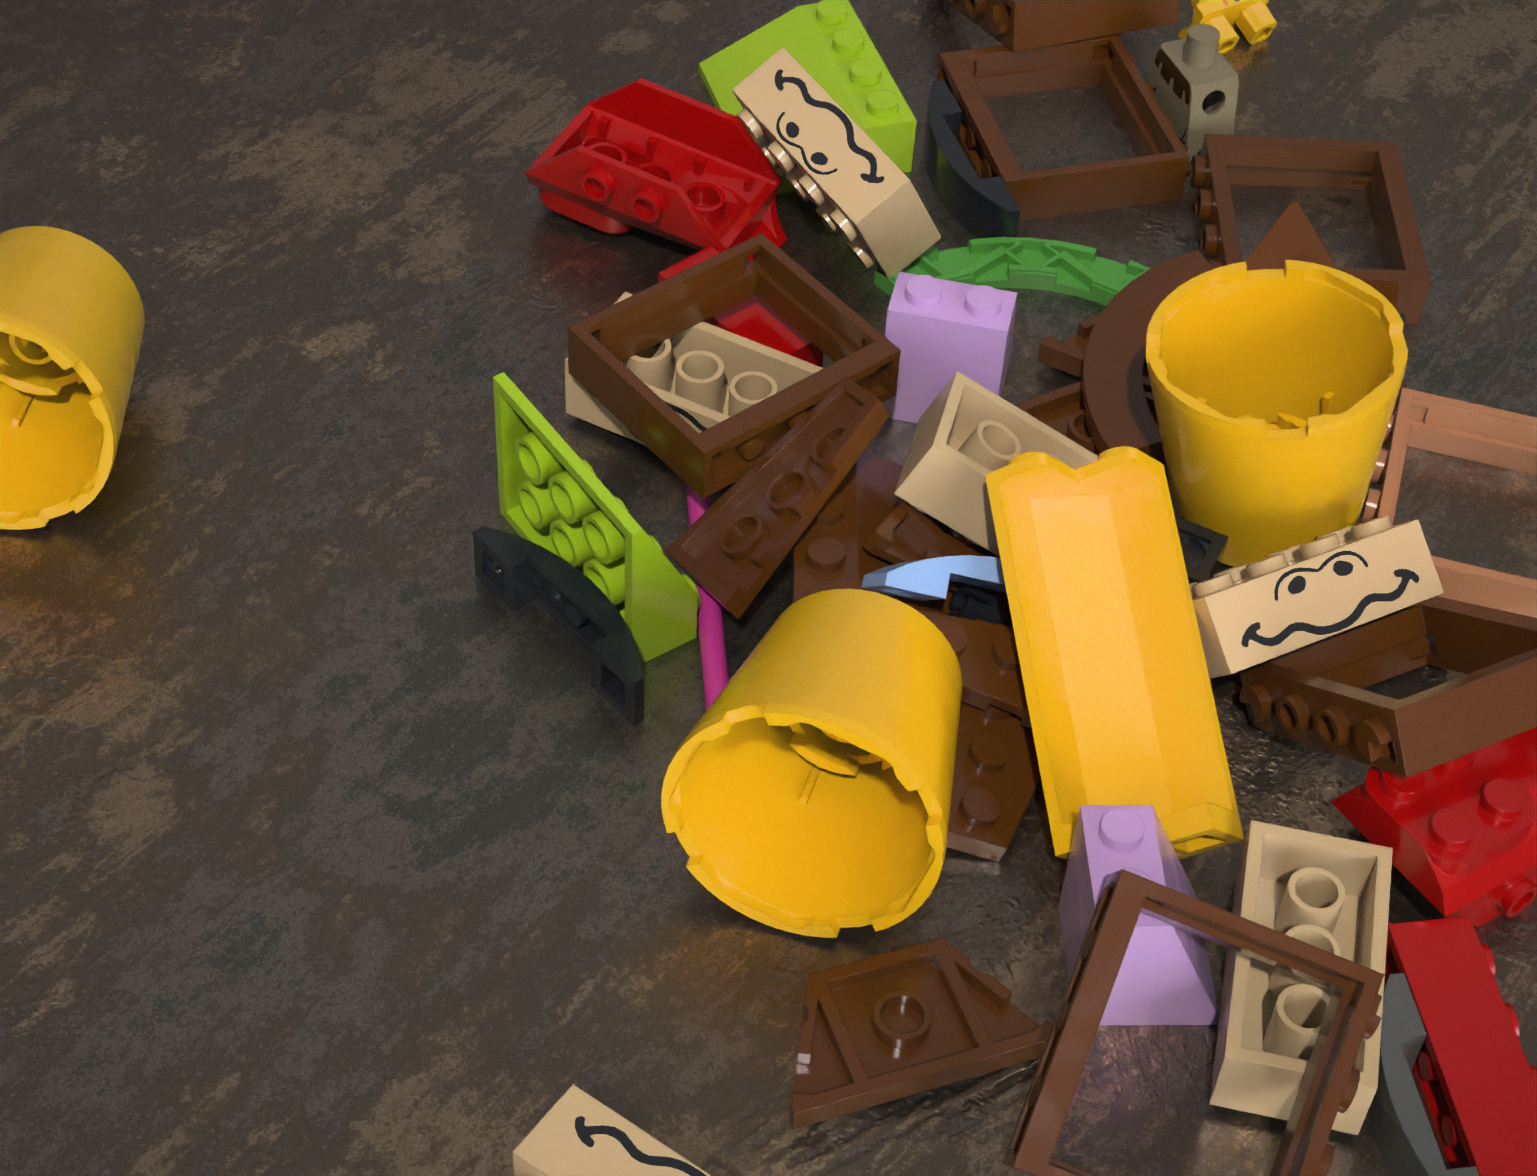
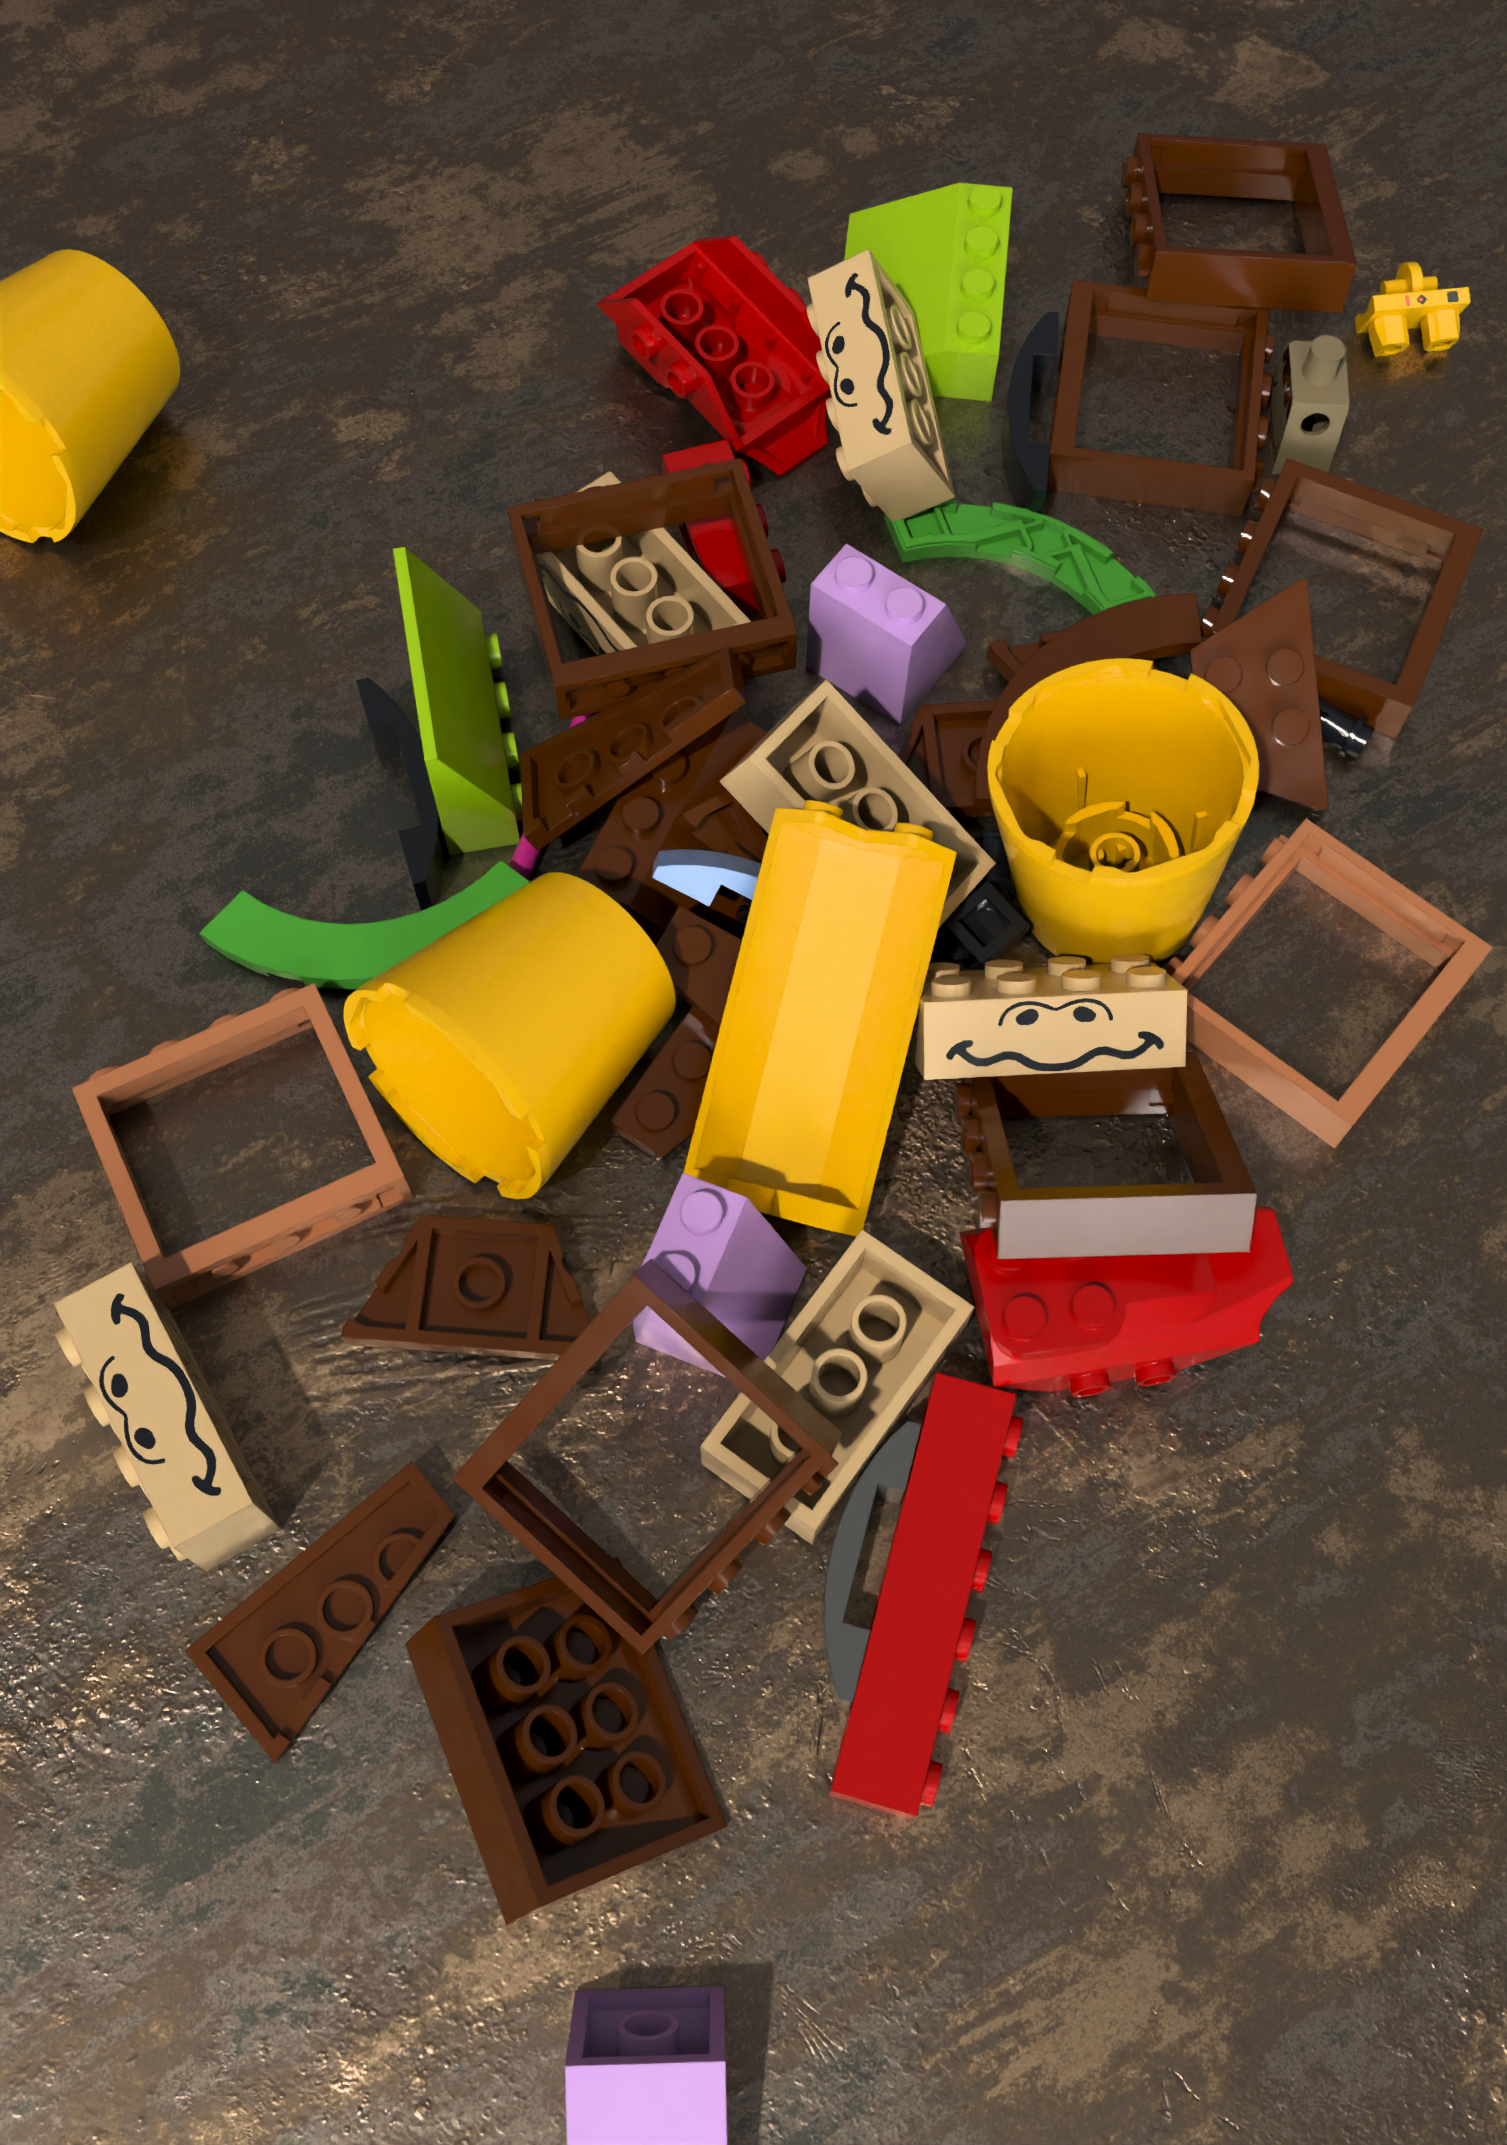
camera: 25 degrees right, 20 degrees up
(588, 776) = (338, 952): none -> bright green tile
(660, 1051) = (275, 1232): none -> nougat window

